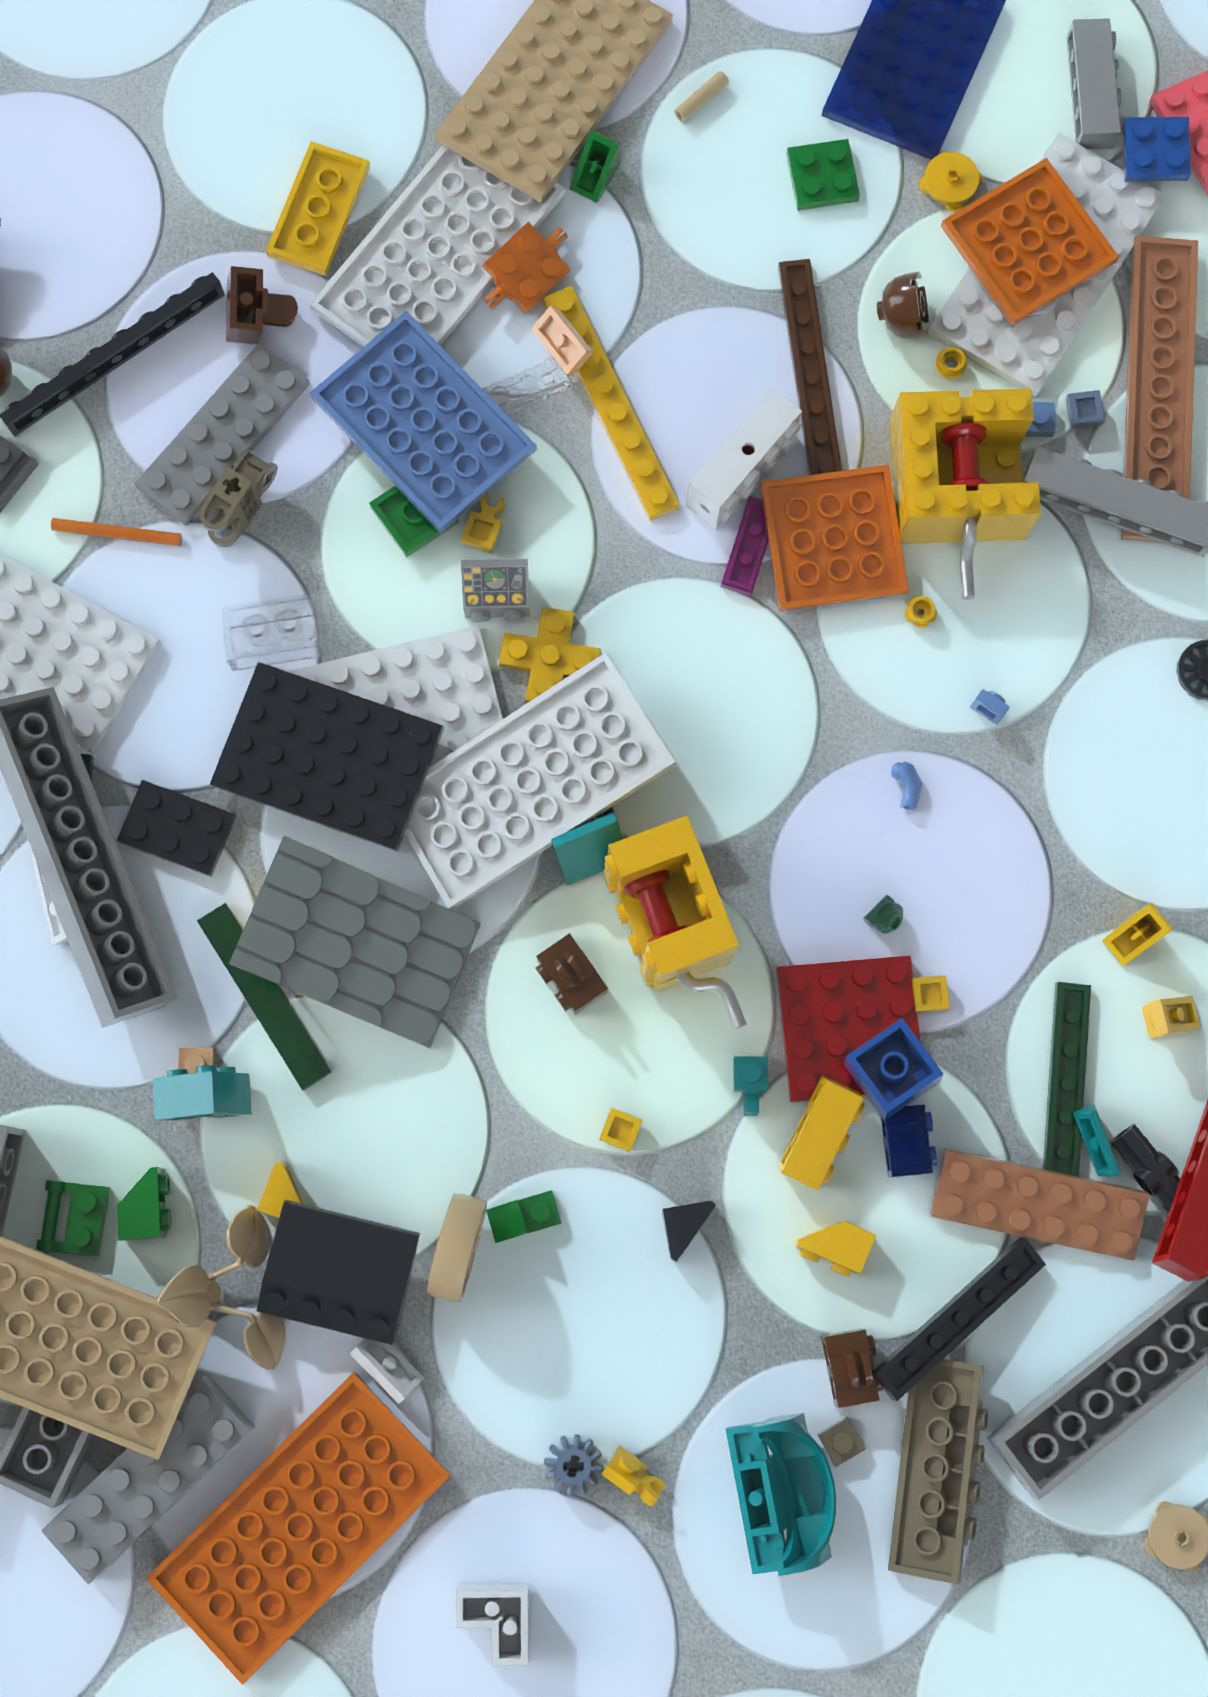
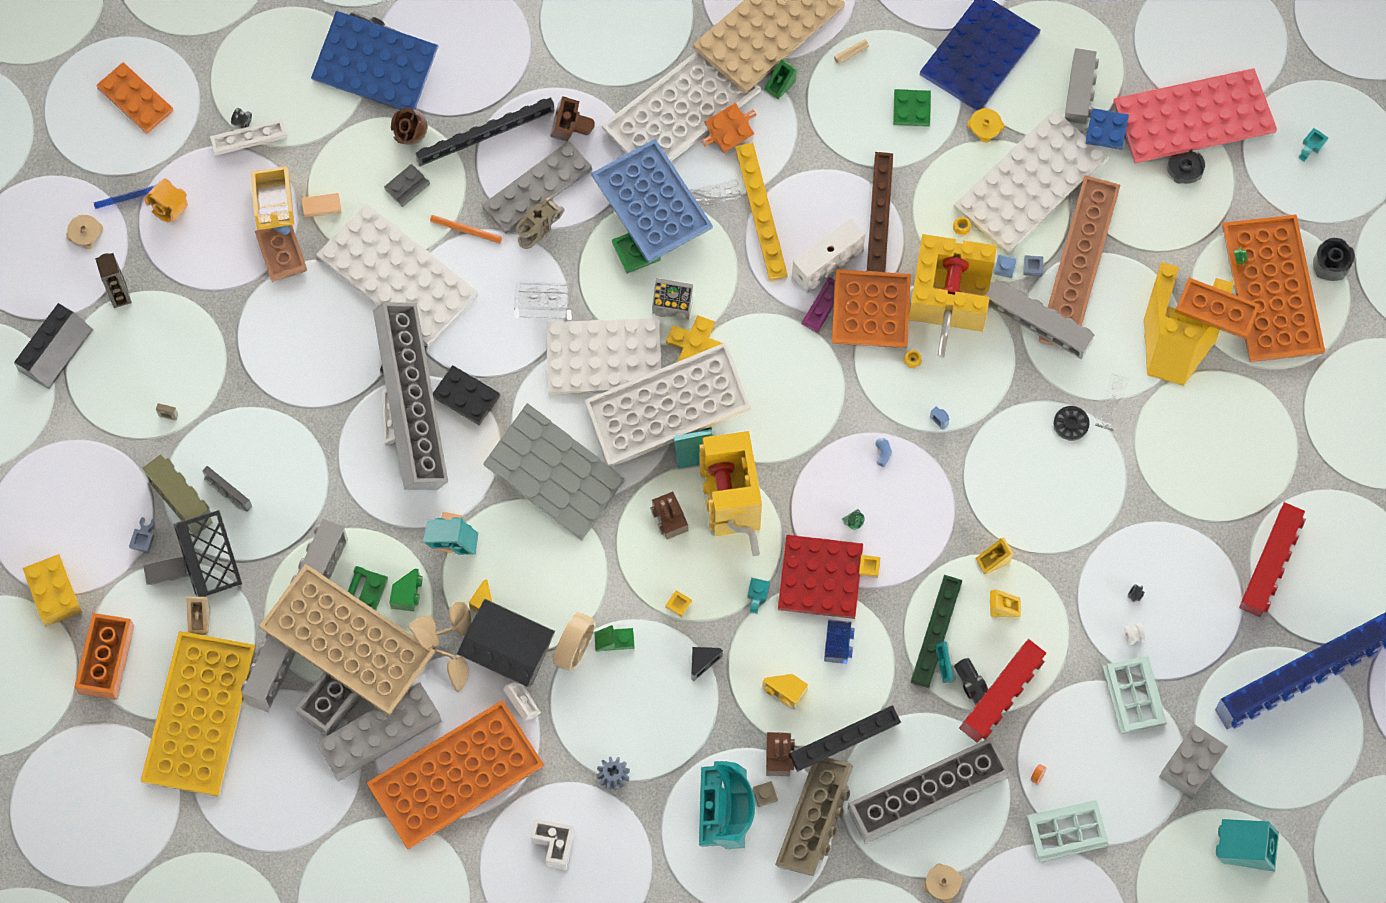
camera: 15 degrees right, 10 degrees down
(267, 1003) = (496, 496): dark green tile -> none
(318, 208) = (617, 73): yellow plate -> none
(327, 756) = (558, 371): black plate -> none
(483, 528) = (673, 265): yellow plate -> none
(562, 340) = (740, 171): light nougat plate -> none
(629, 1475) = (643, 784): yellow plate -> none
(821, 1133) = (790, 625): yellow brick -> none
(893, 1069) = (836, 596): blue brick -> none
(904, 306) = (941, 189): reddish brown cylinder -> none
(1029, 241) = (1020, 166): orange plate -> none
(1039, 1204) = (905, 690): nougat plate -> none

